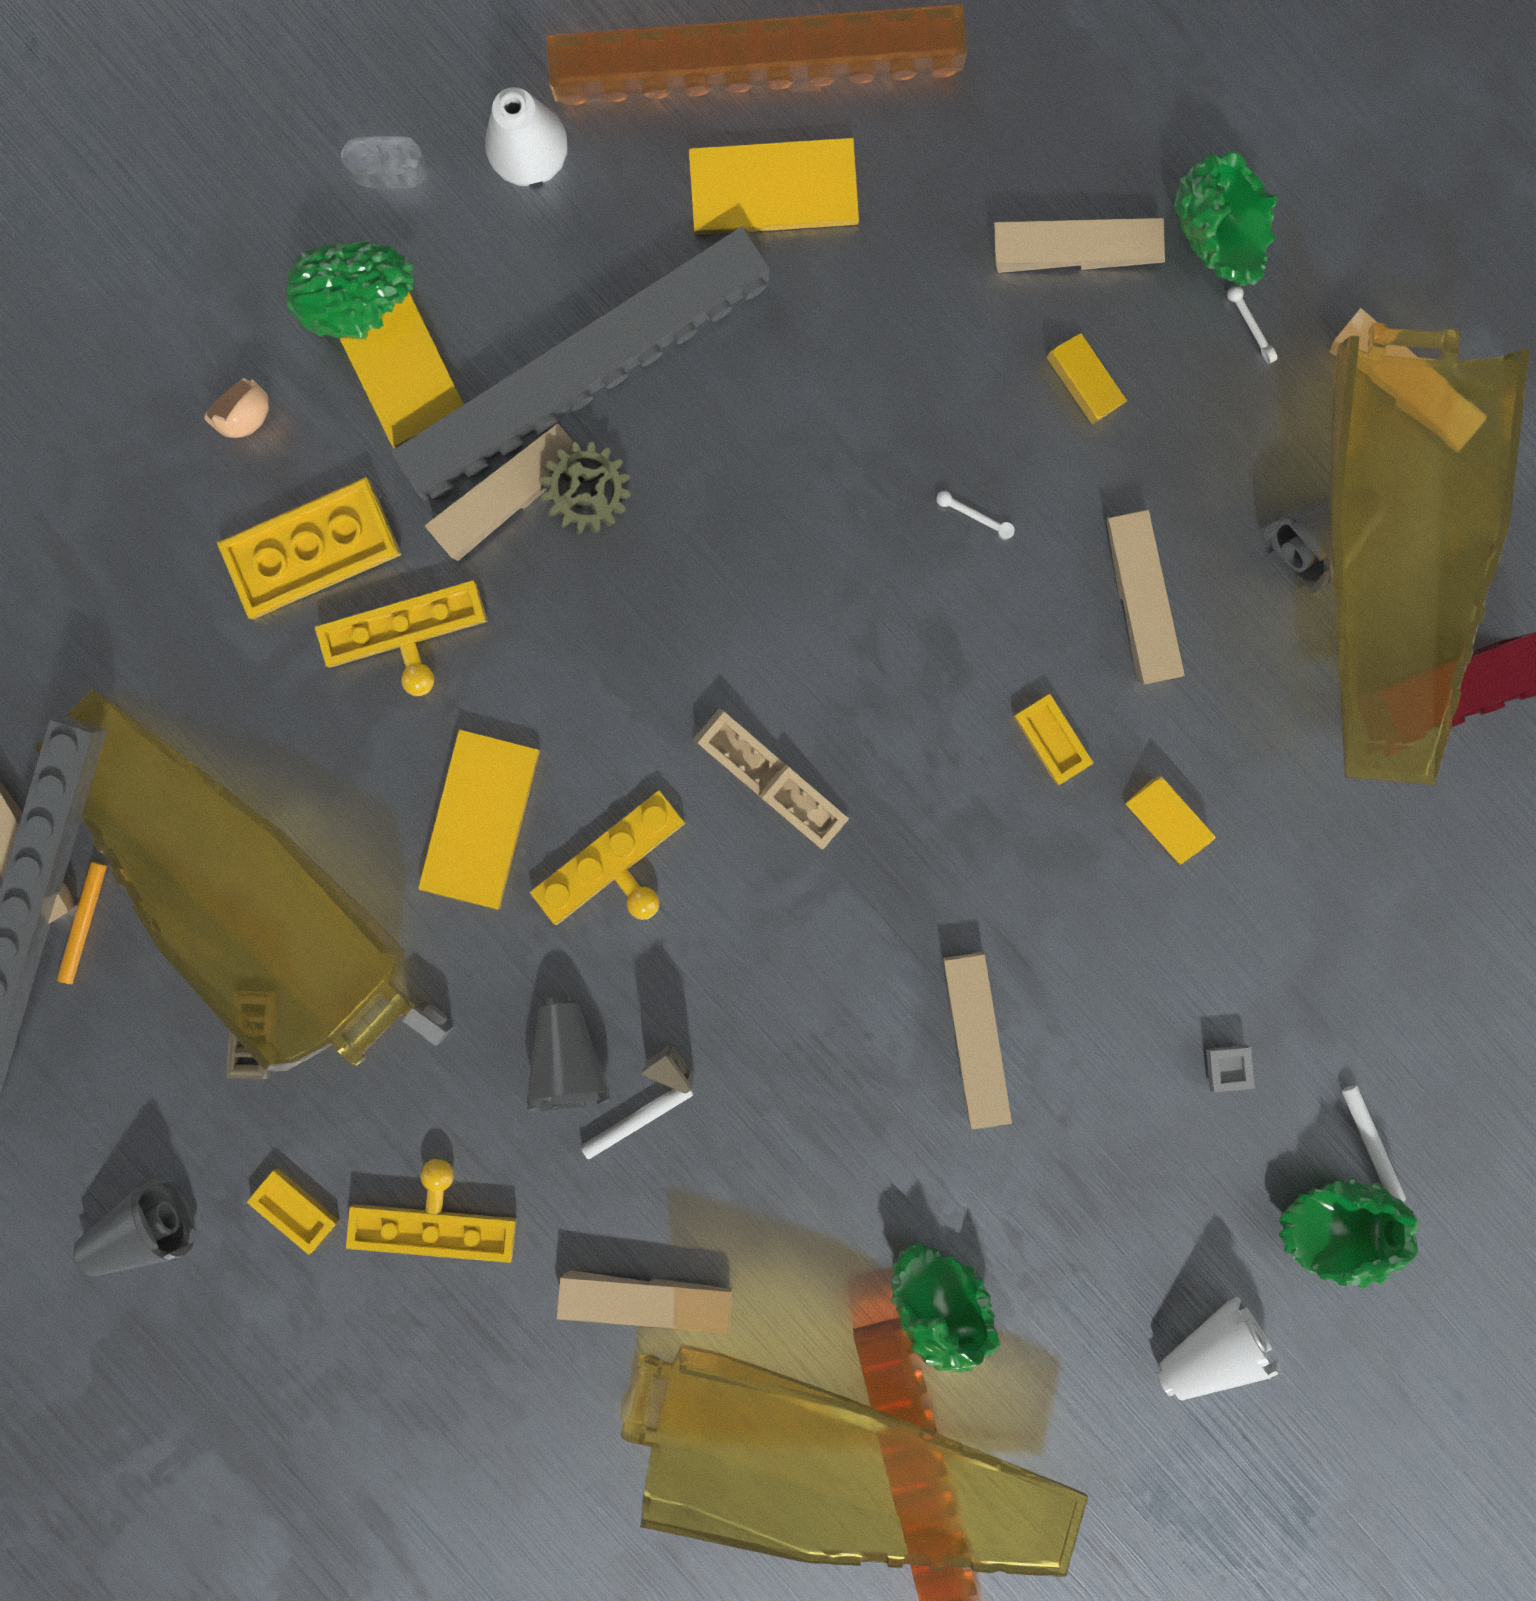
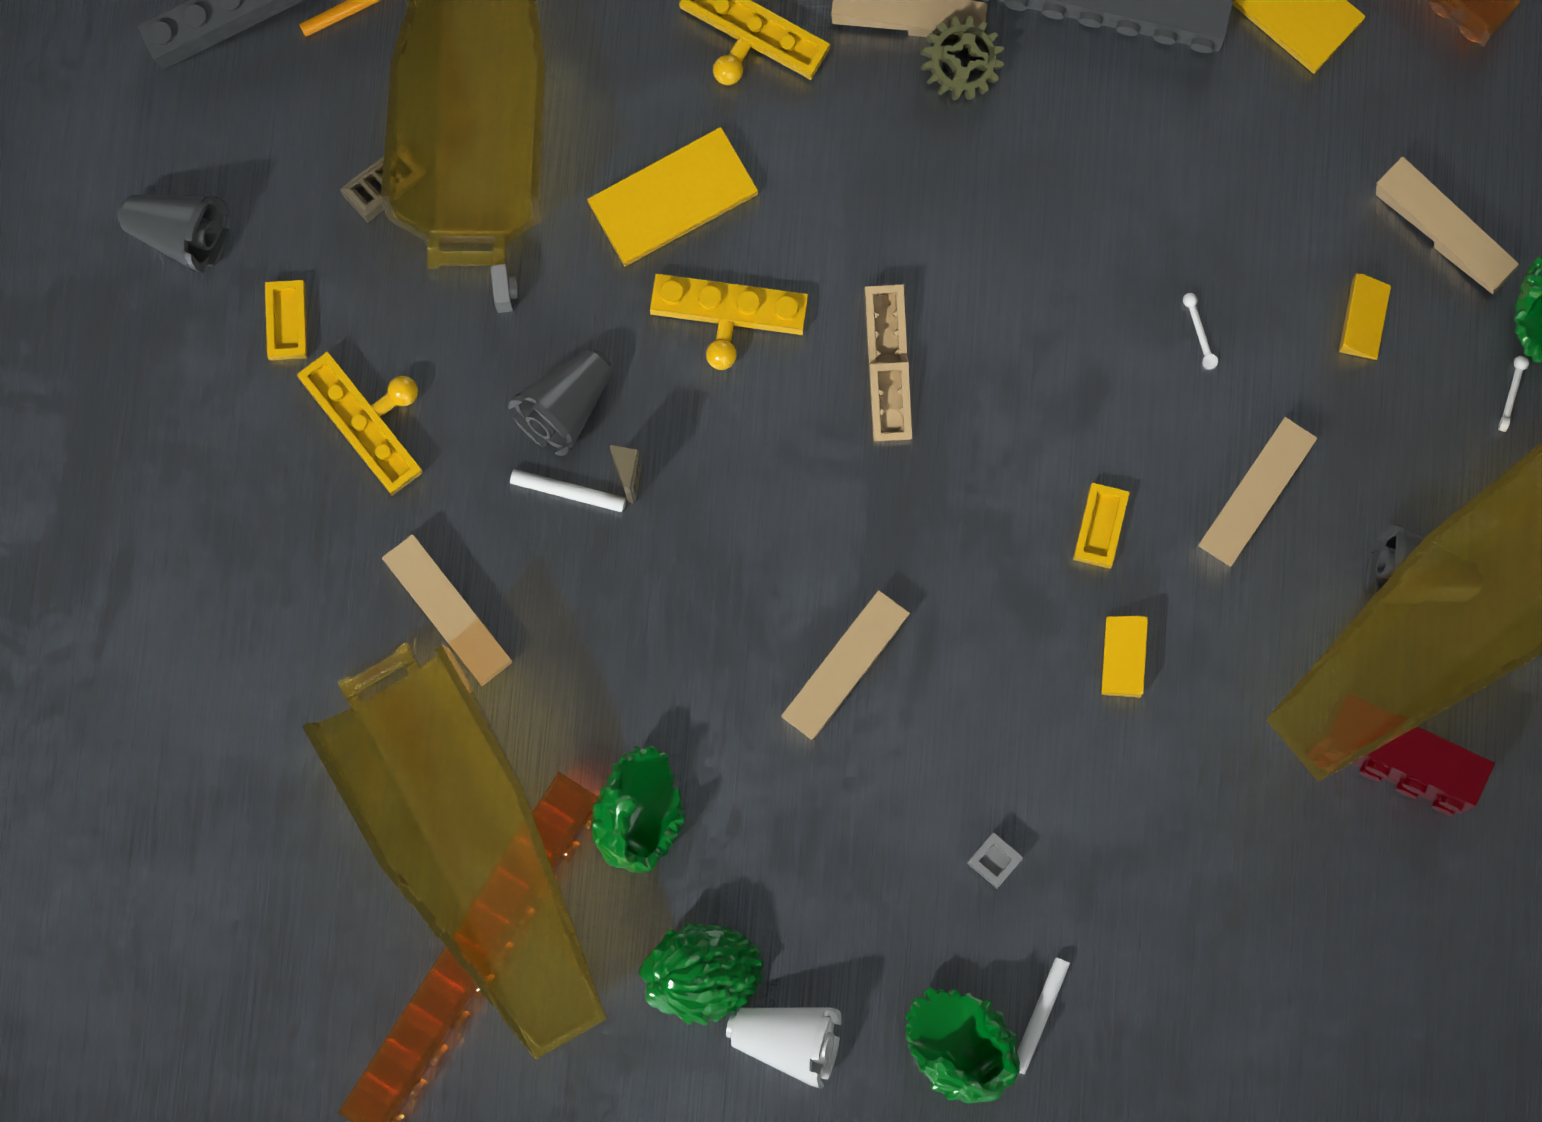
camera: 55 degrees right, 10 degrees down
(1108, 1373) = (701, 972): none -> green hair

